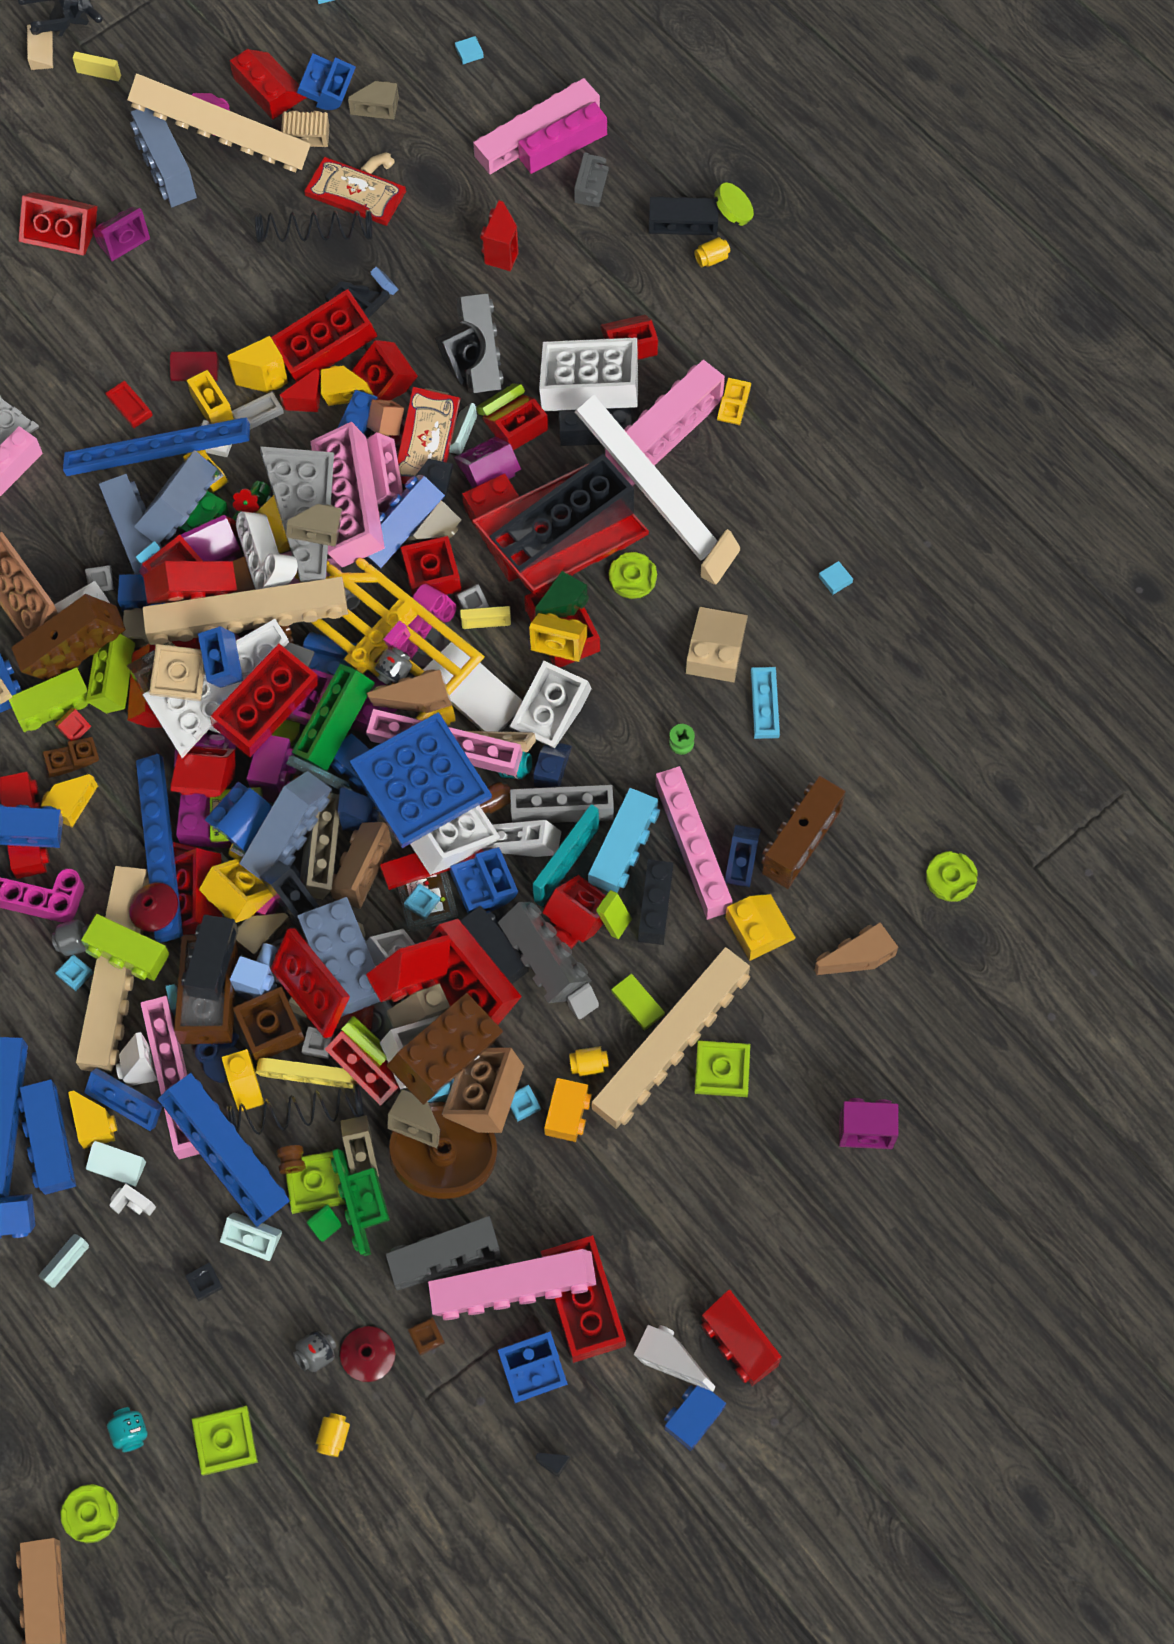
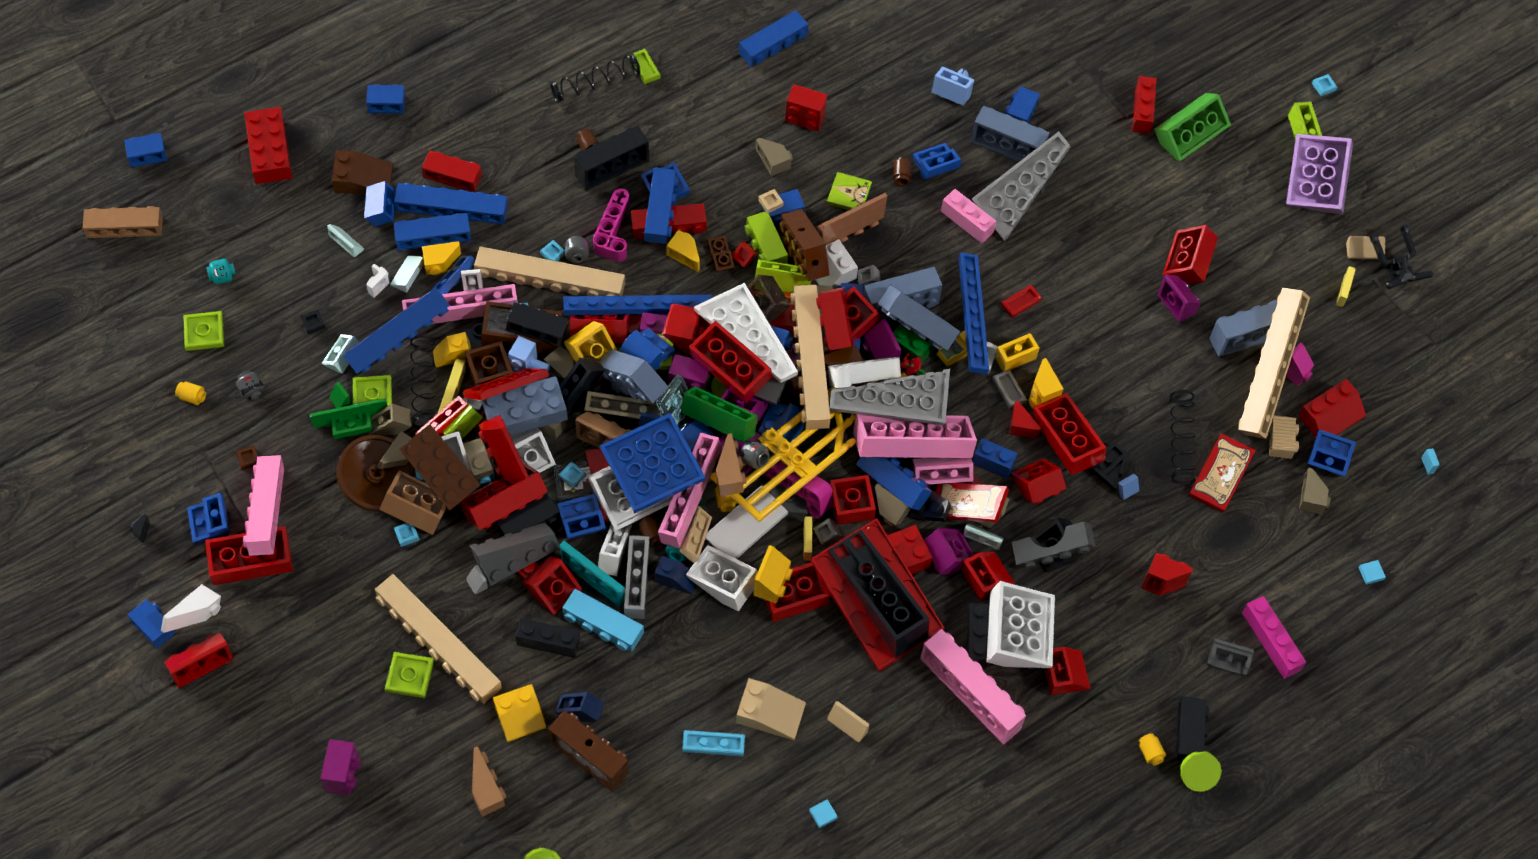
camera: 90 degrees right, 5 degrees down
(89, 1513) = (173, 251): lime tile -> none
(124, 948) = (556, 275): lime brick -> none
(147, 553) = (866, 293): medium azure tile -> none
(161, 910) = (586, 295): dark red dish -> none
(177, 673) = (756, 303): tan tile -> none
(189, 364) = (1052, 345): dark red slope -> none
(220, 657) = (762, 328): blue brick -> none
(291, 1159) = (386, 375): reddish brown wheel -> none
(316, 525) = (873, 402): dark tan slope -> none
(340, 384) = (1028, 447): yellow slope -> none
(372, 1367) = (244, 428): dark red dish -> none
(375, 161) = (1251, 489): tan arm -> none
(385, 417) = (989, 473): nougat brick -> none
(397, 636) = (778, 458): dark pink tile -> none
(444, 1254) = (300, 470): dark grey wedge -> none
(500, 399) = (1009, 565): lime tile -> none
(501, 145) = (1262, 582): bright pink brick -> none
(563, 597) = (807, 584): dark green slope -> none
(567, 1109) = (393, 560): light orange brick -> none
(588, 1061) = (429, 579): yellow brick -> none
(614, 914) = (538, 603): lime tile -> none
(632, 575) = (839, 654): lime tile -> none
(638, 1002) = (471, 620): lime tile -> none
(646, 477) = (914, 659): white tile -> none
(683, 744) = (686, 678): bright green wheel -> none
(693, 842) = (594, 670): bright pink brick -> none
(734, 401) = (1000, 752): yellow slope -> none

